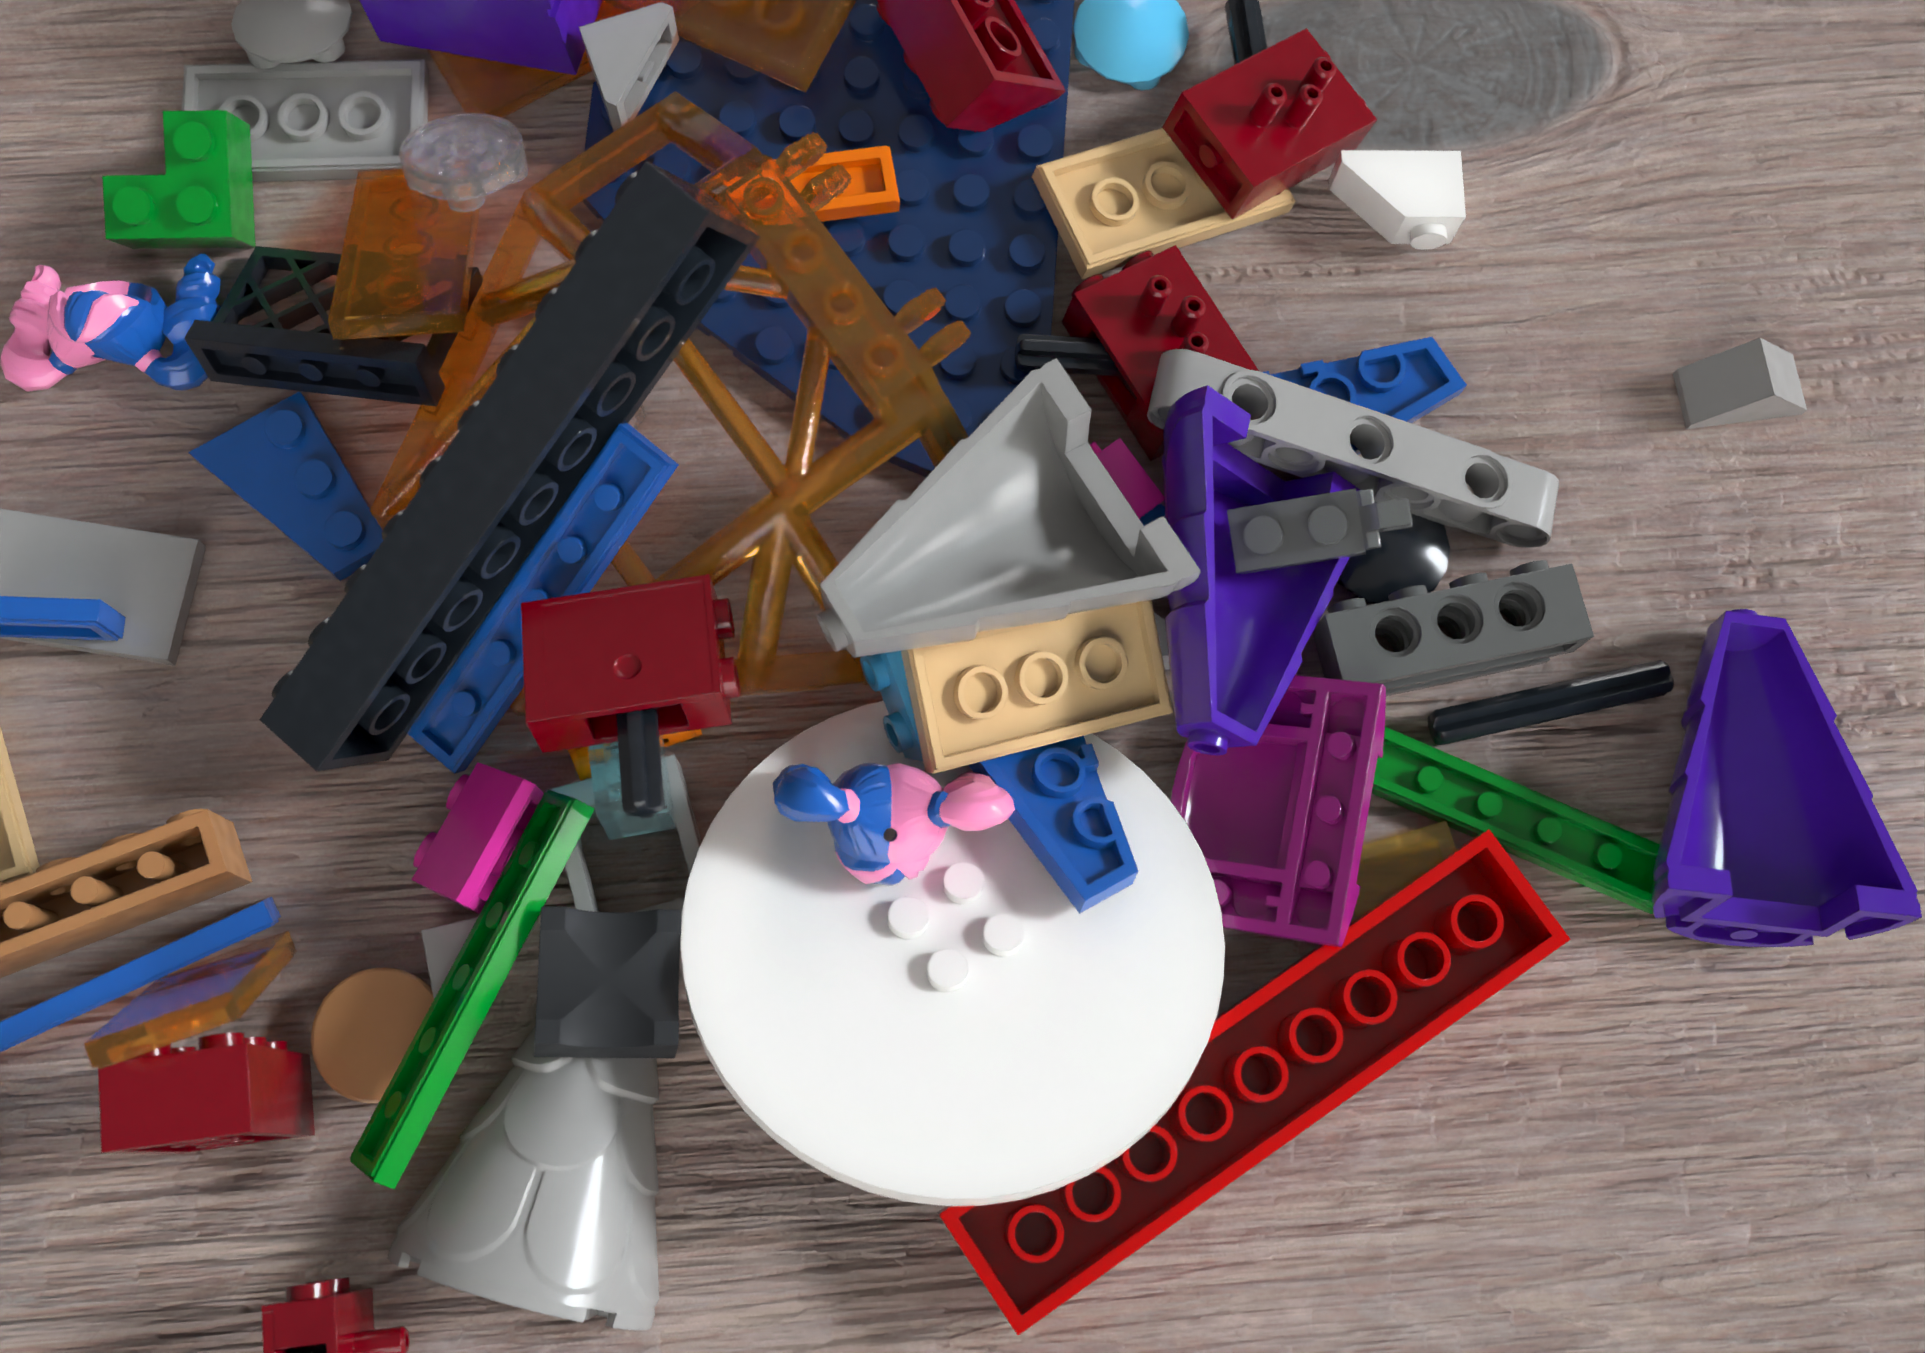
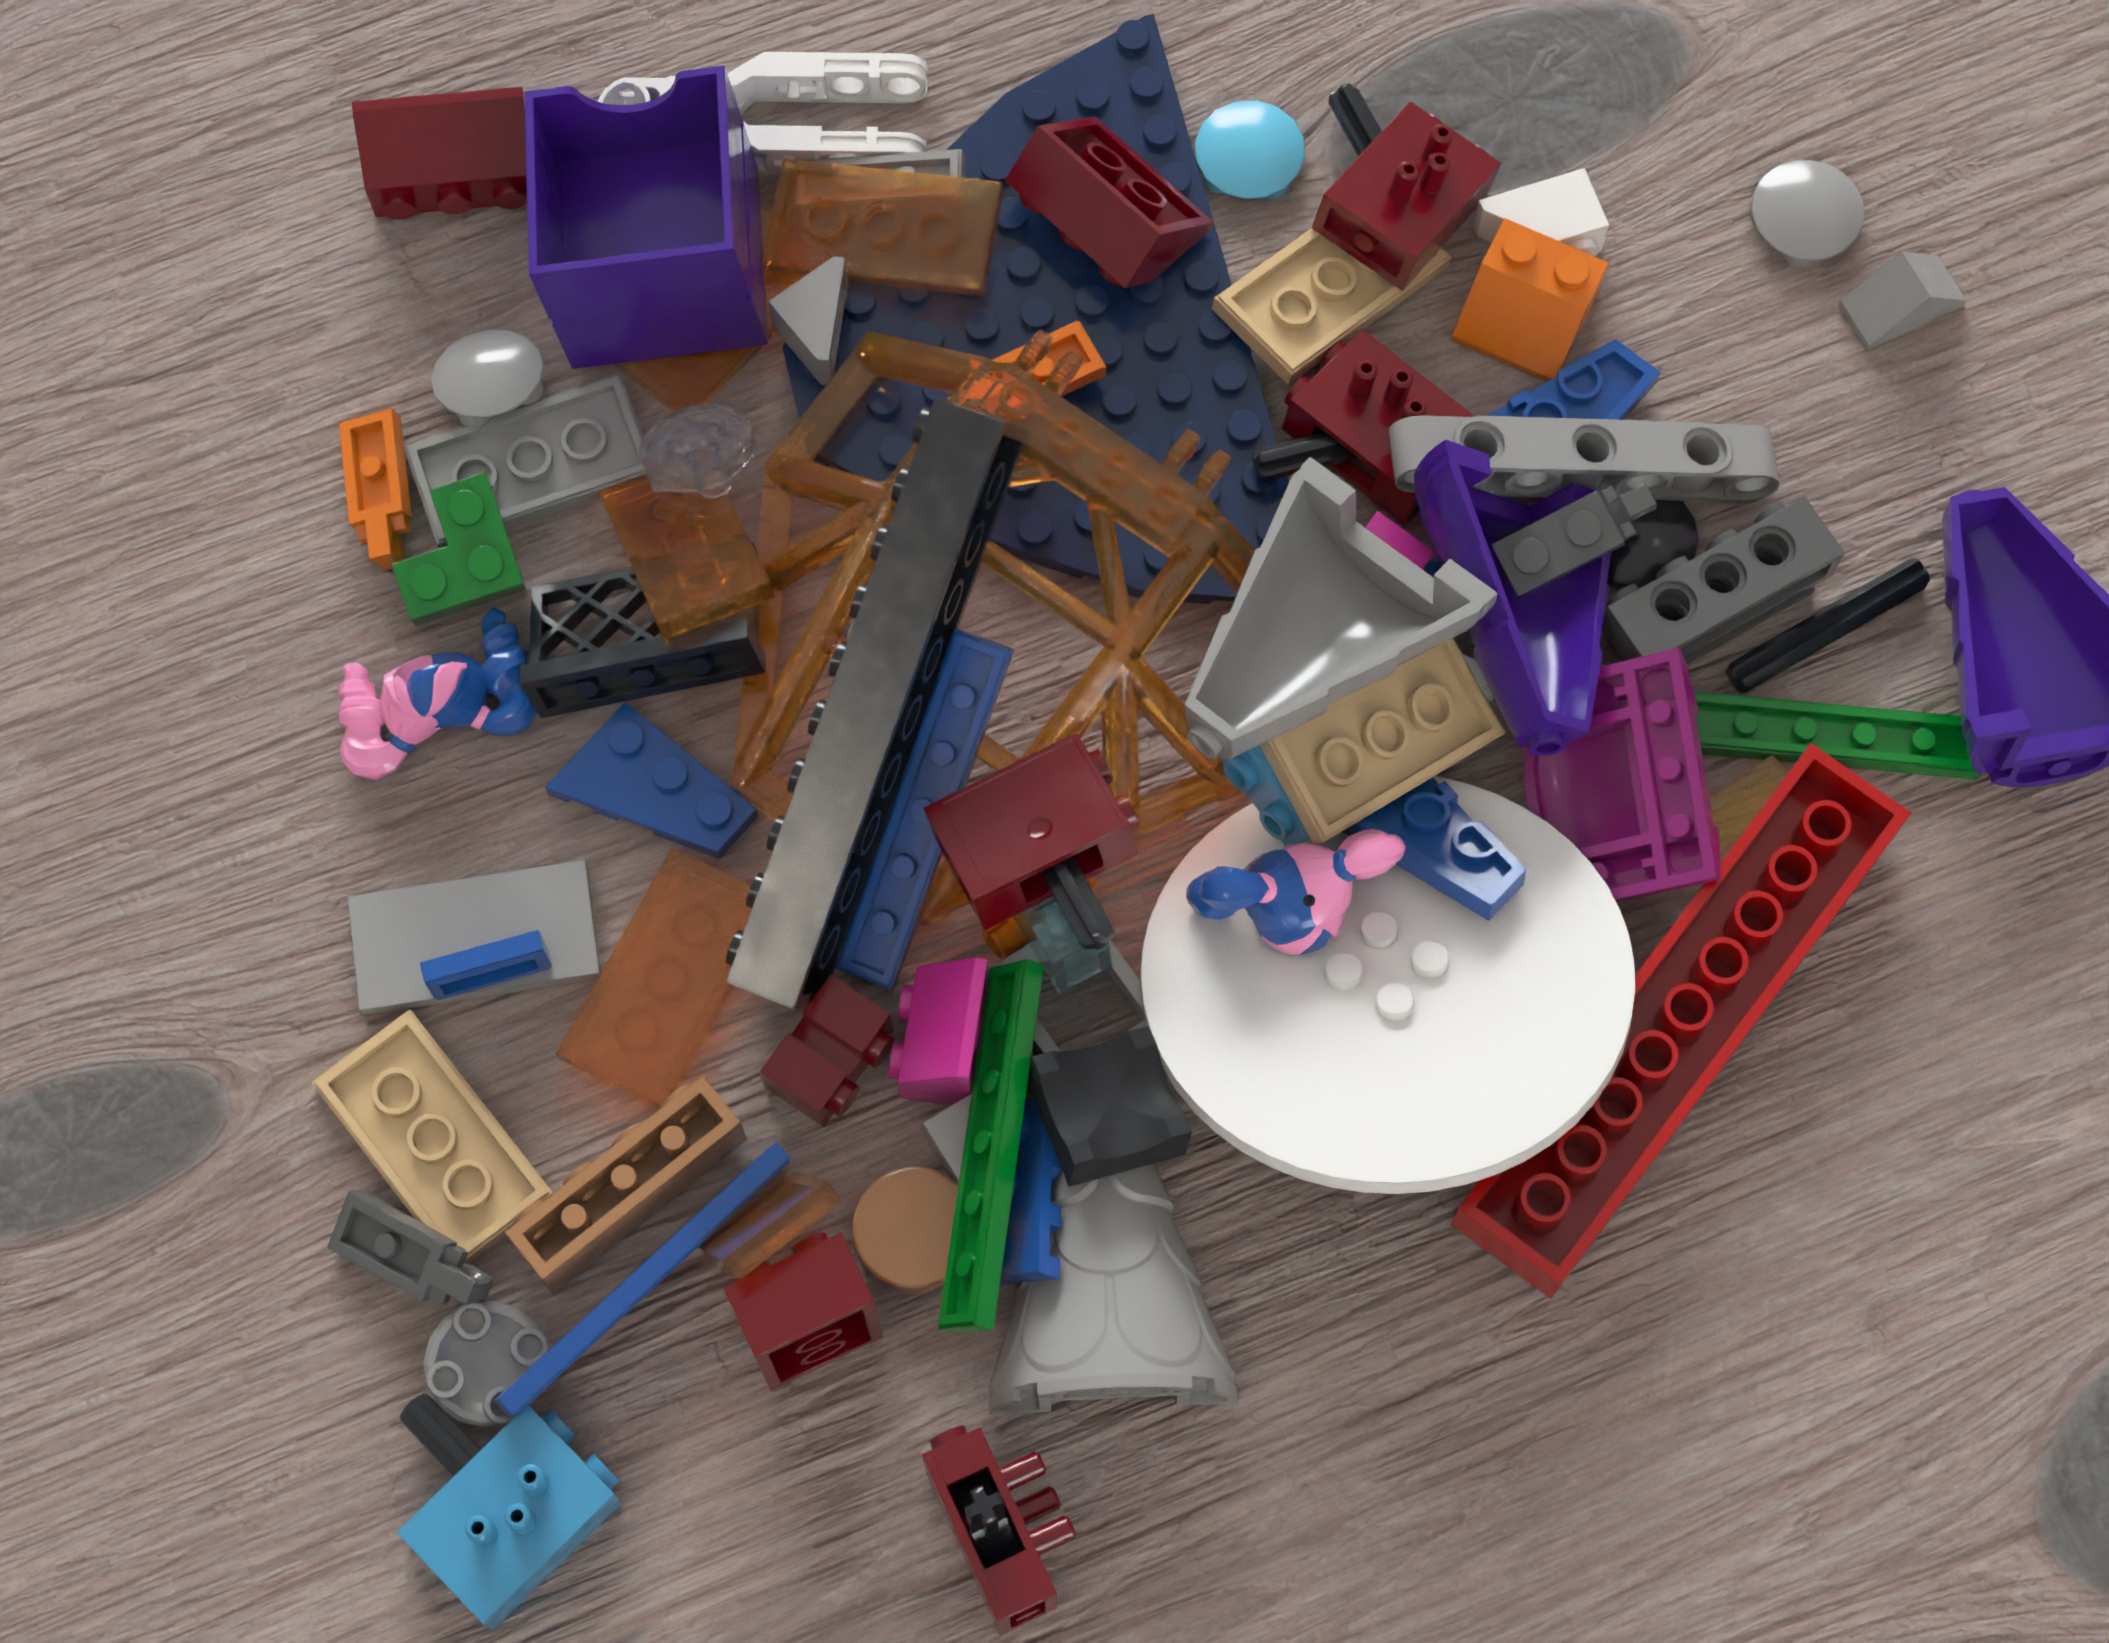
camera: 10 degrees left, 5 degrees down
(139, 92) = (377, 484): none -> orange hinge
(202, 710) = (661, 982): none -> clear orange tile
(362, 820) = (829, 1052): none -> dark red brick
(493, 1056) = (1031, 1211): none -> blue wing
(1358, 269) = (1529, 301): none -> orange slope
(1674, 267) = (1807, 211): none -> light grey dish

